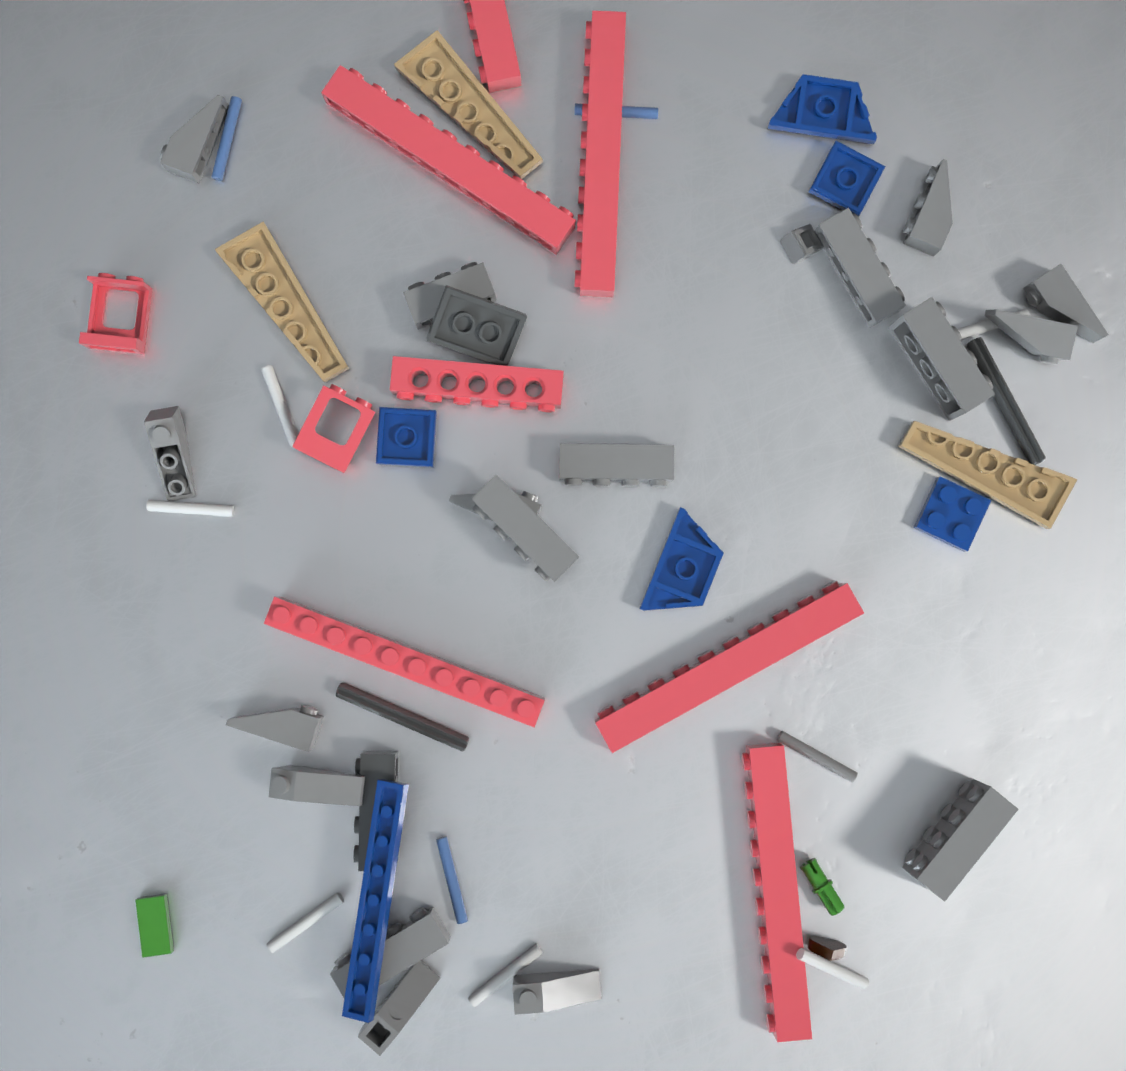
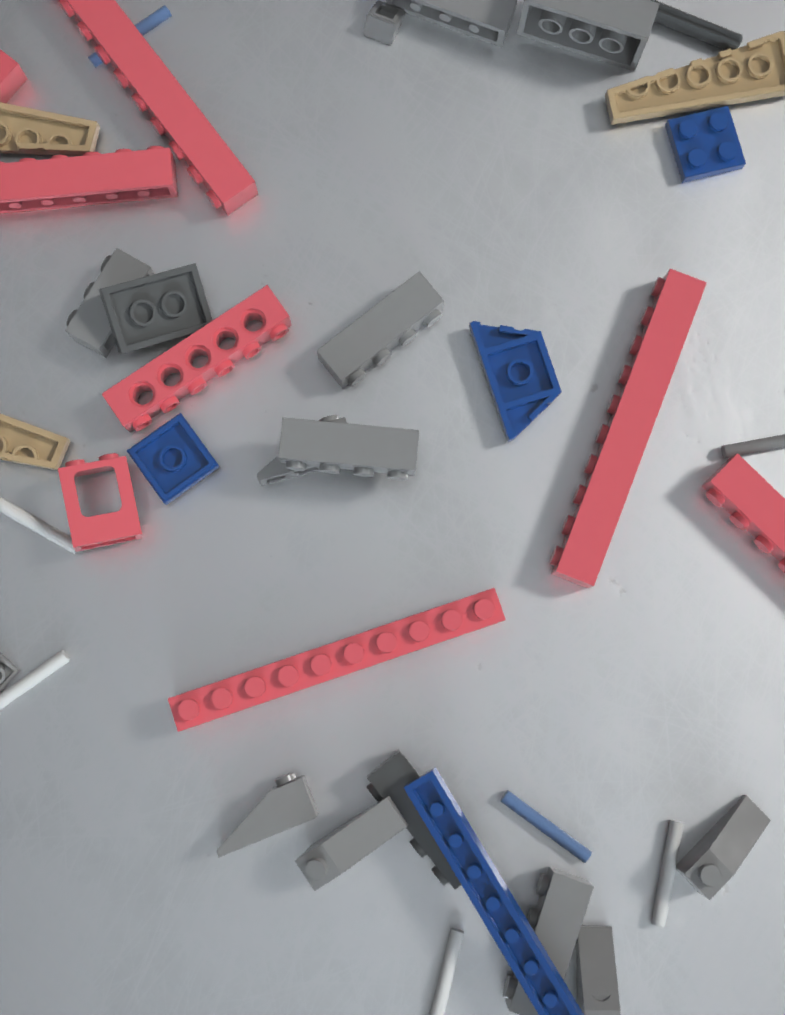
camera: 40 degrees left, 5 degrees down
(402, 716) = (376, 714): dark grey axle -> none

